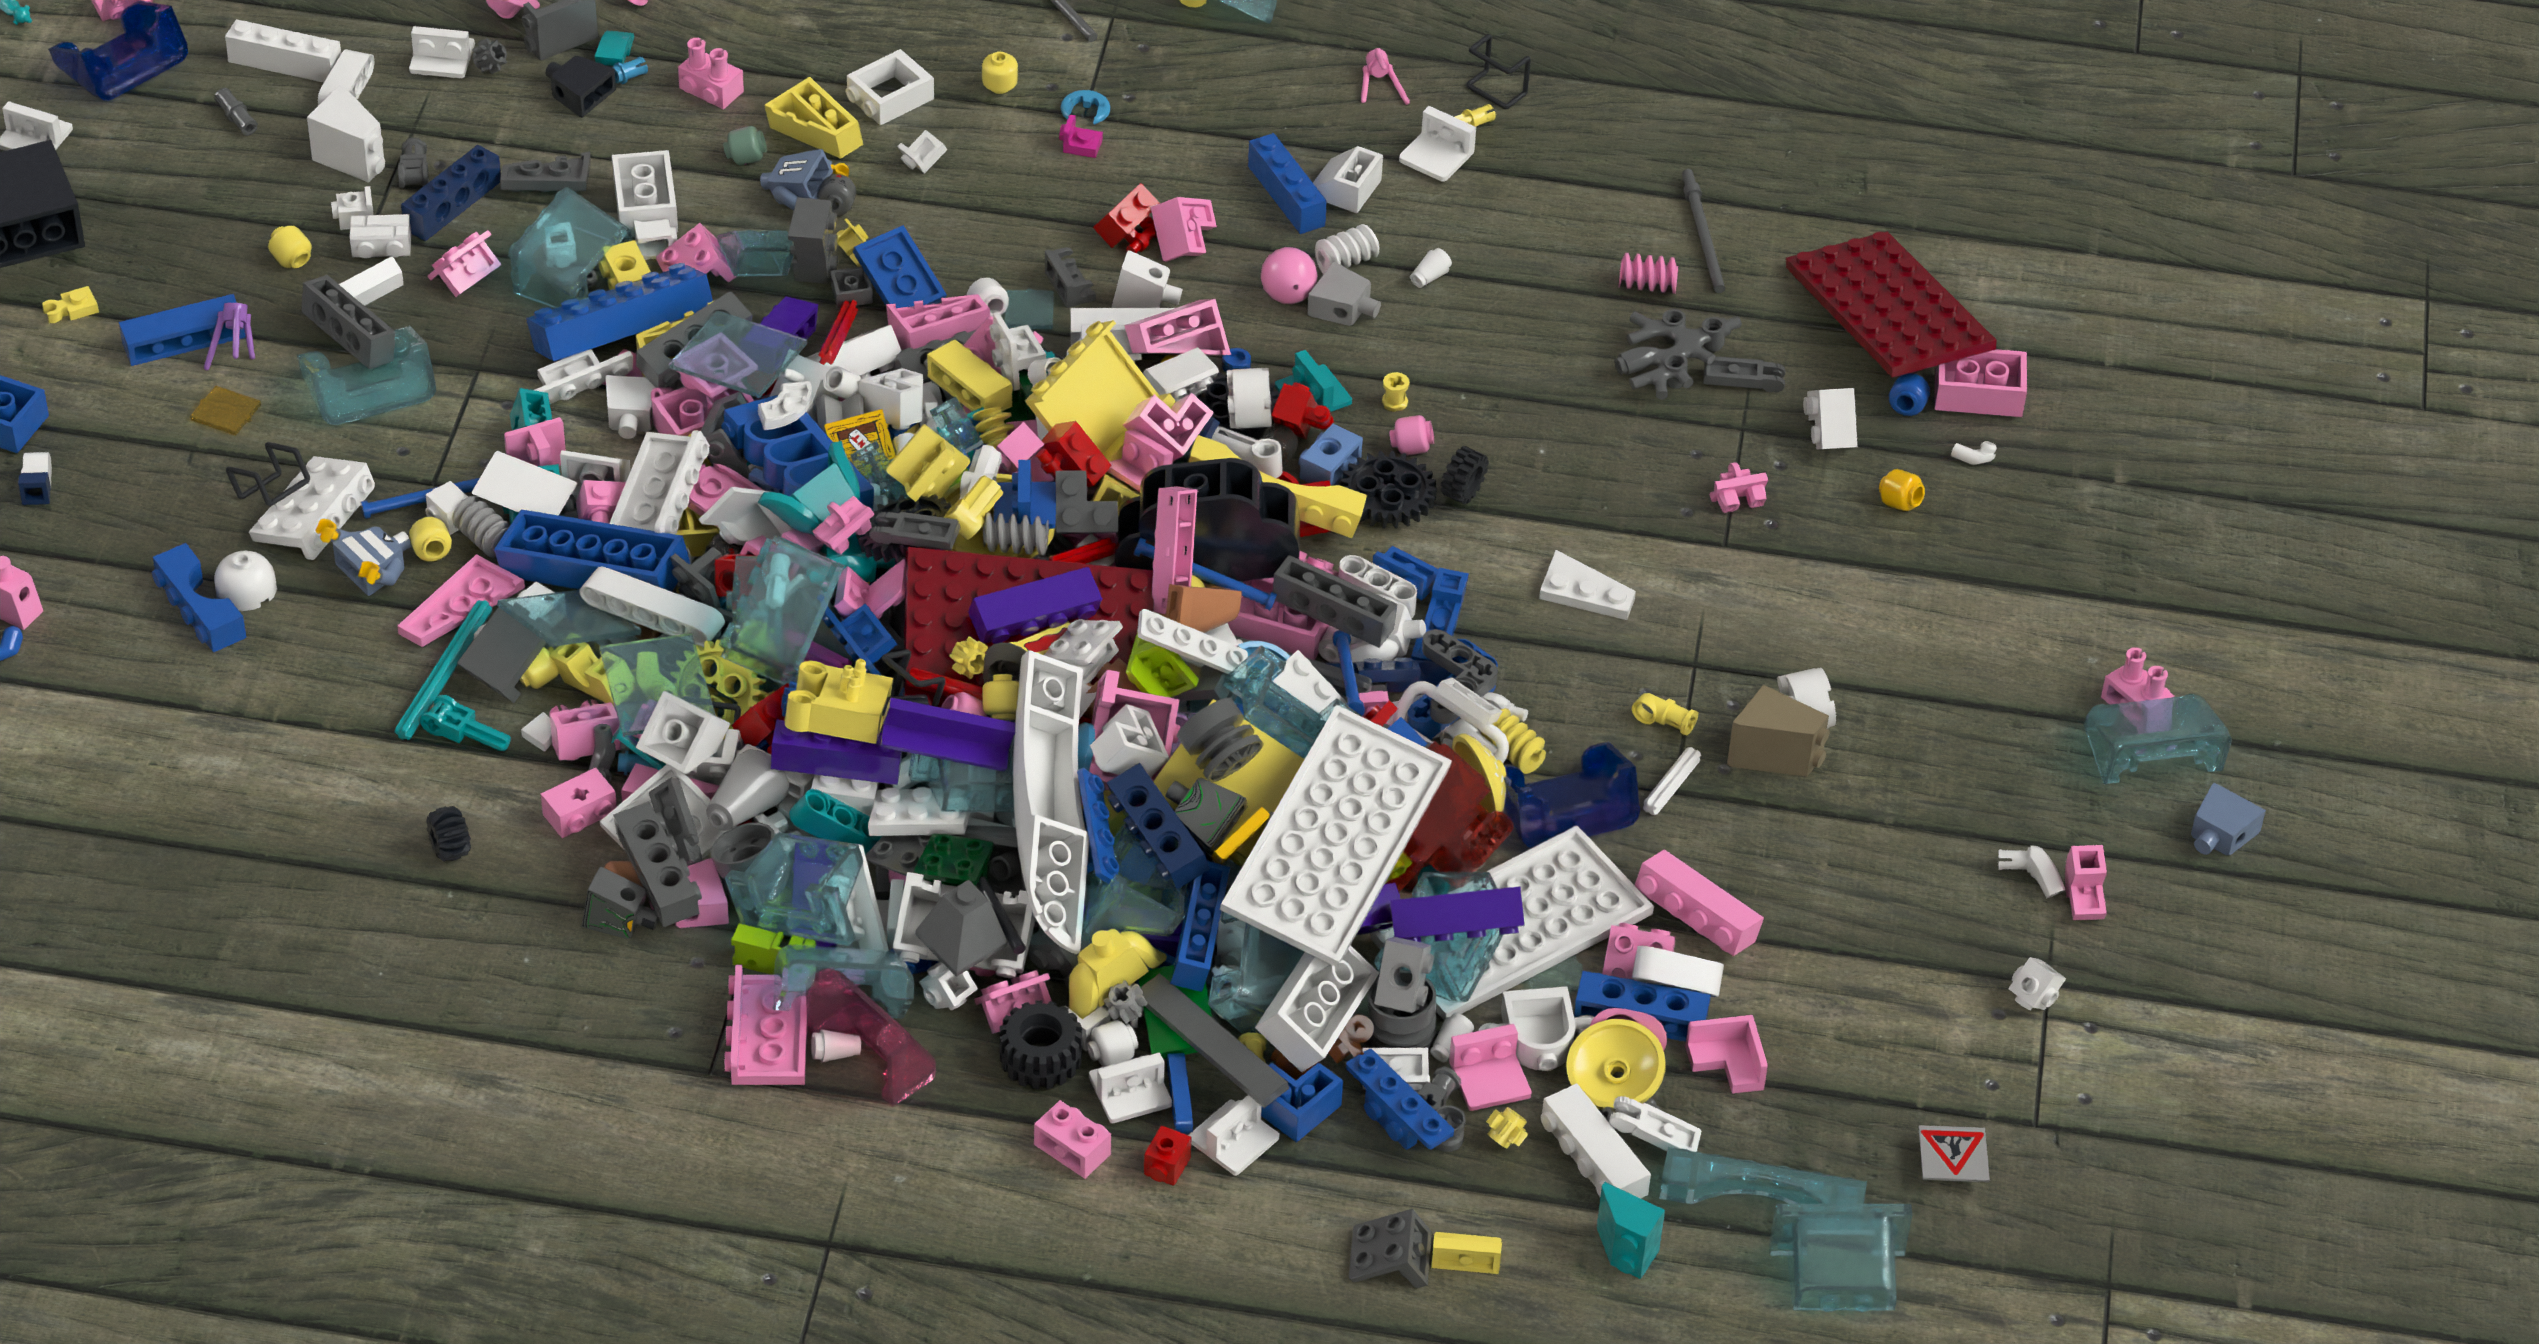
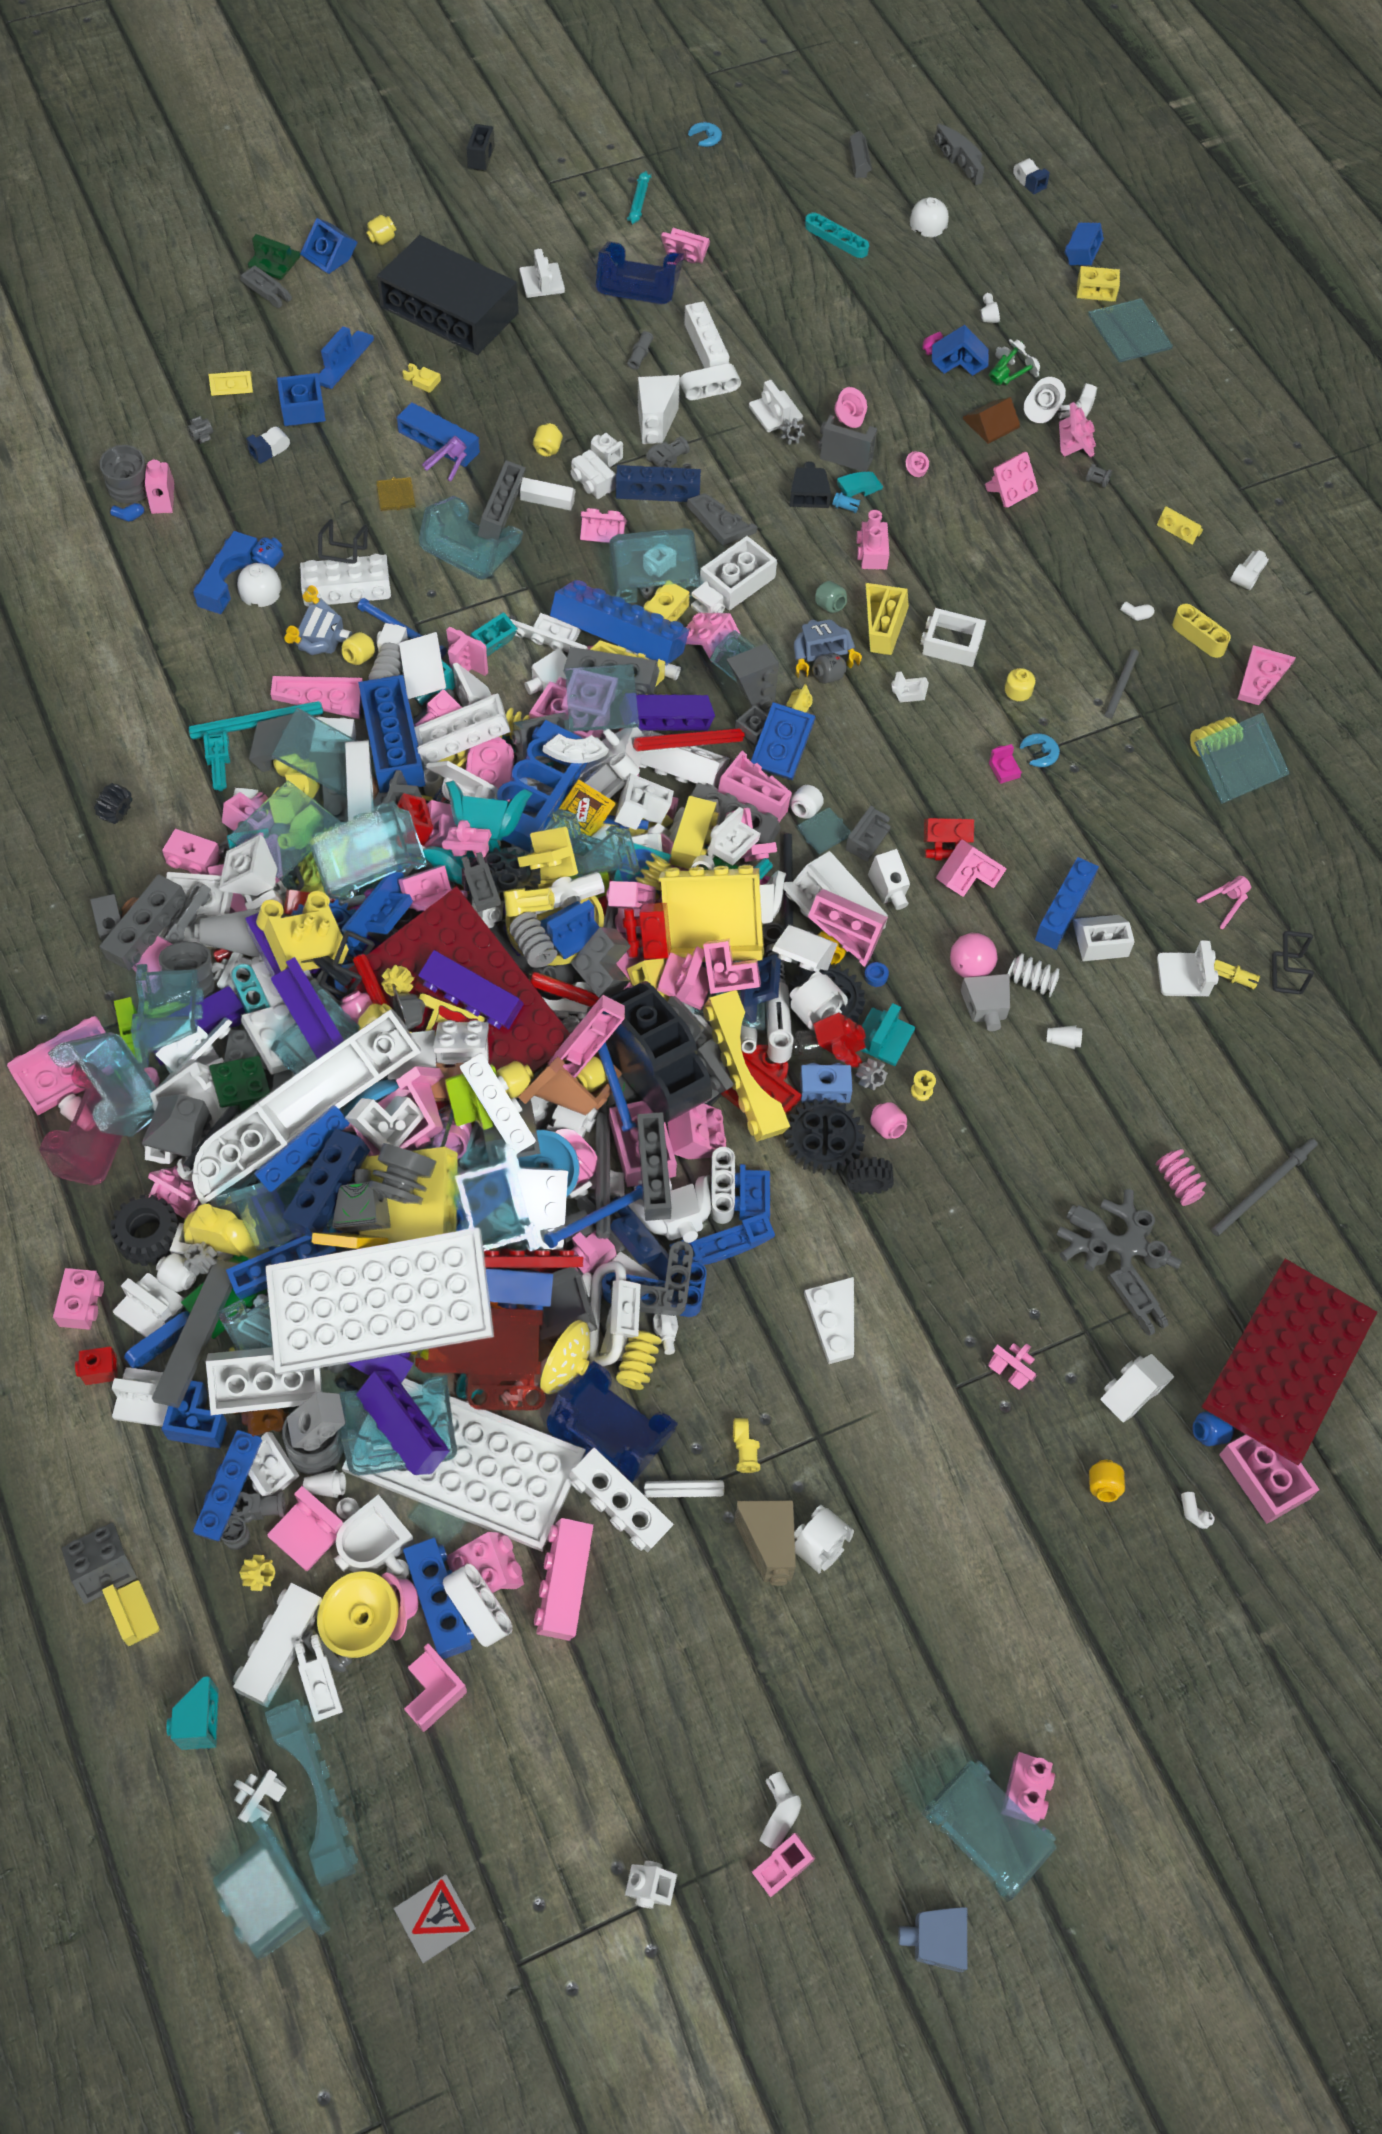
camera: 55 degrees right, 15 degrees up
(209, 547) = (267, 552): none -> blue head
(1352, 417) = (871, 1074): none -> light grey gear
(1652, 821) = (596, 1465): none -> white brick
(1736, 1230) = (268, 1785): none -> white hips

